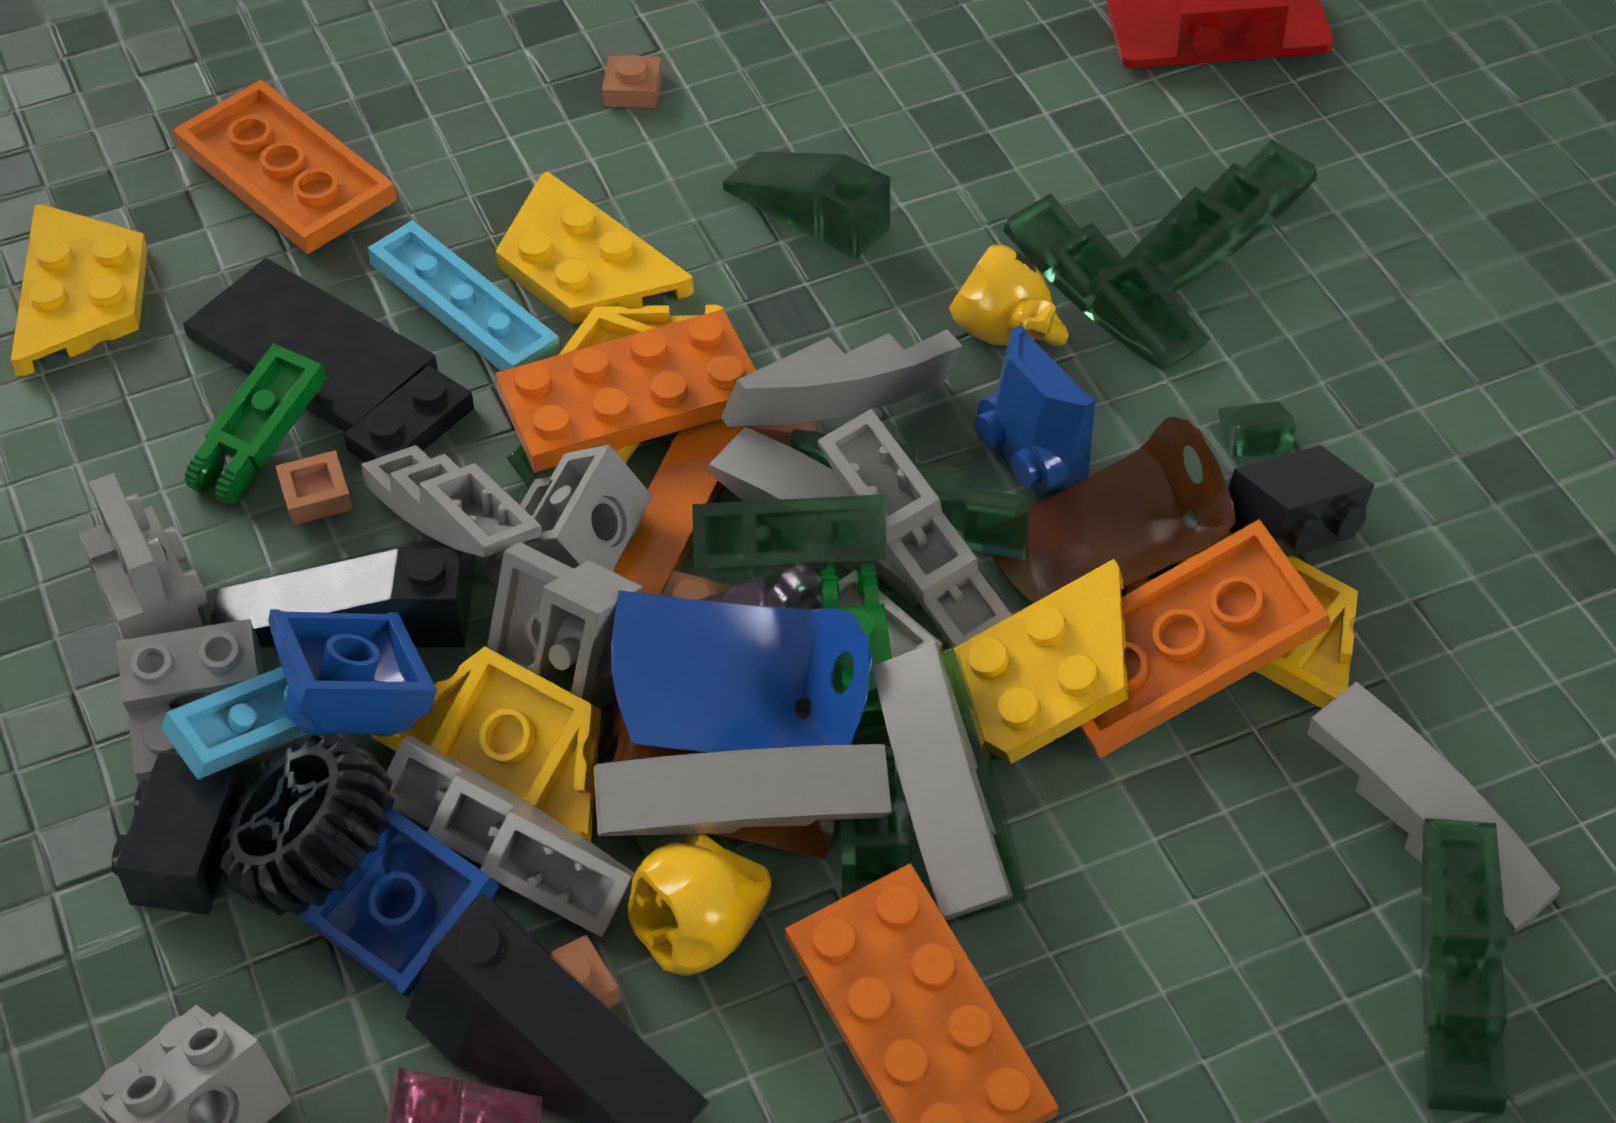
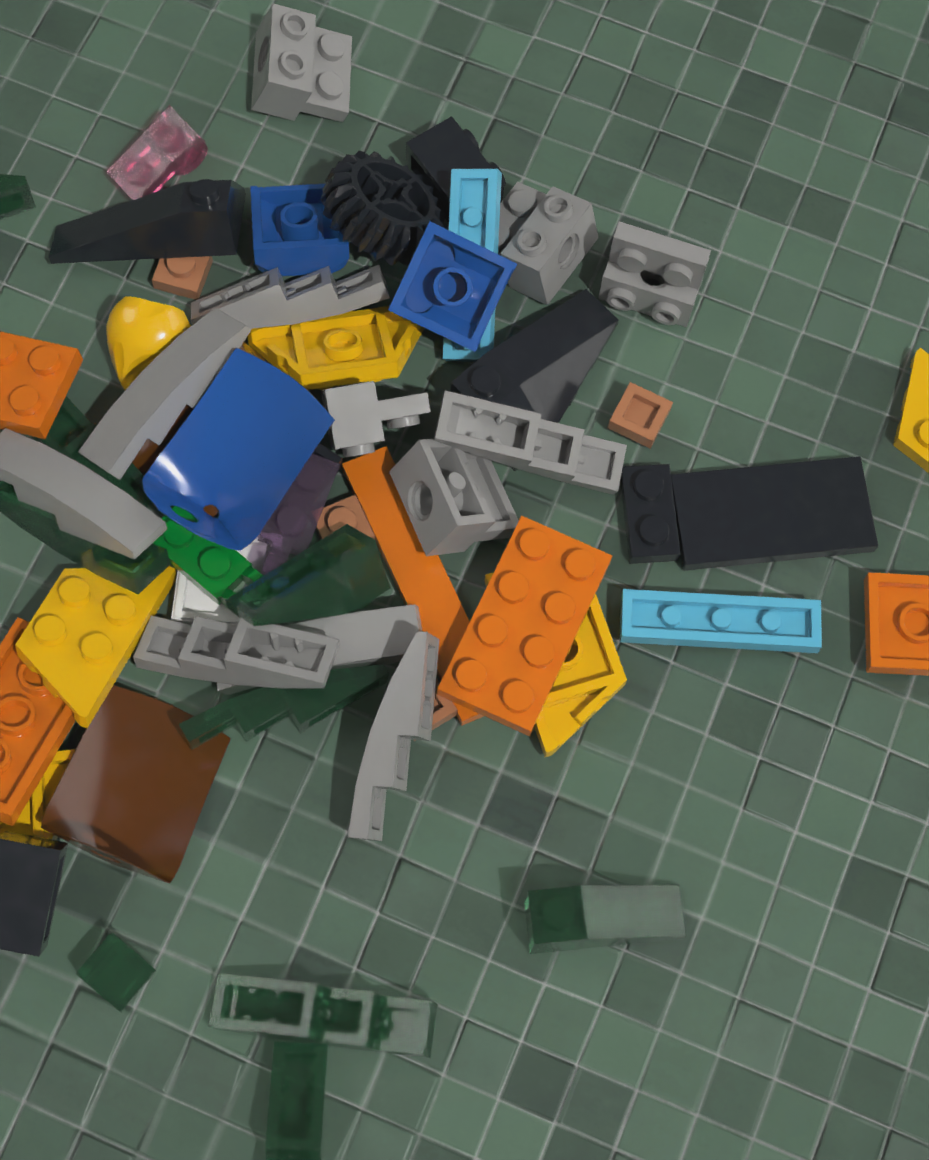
camera: 130 degrees right, 20 degrees up
(255, 423) = (723, 424): green hinge -> none
(581, 256) = (697, 732): yellow wing -> none
(632, 81) = (846, 927): nougat plate -> none
(1007, 294) = (360, 917): yellow piece -> none
(1038, 418) = (247, 818): blue slope -> none

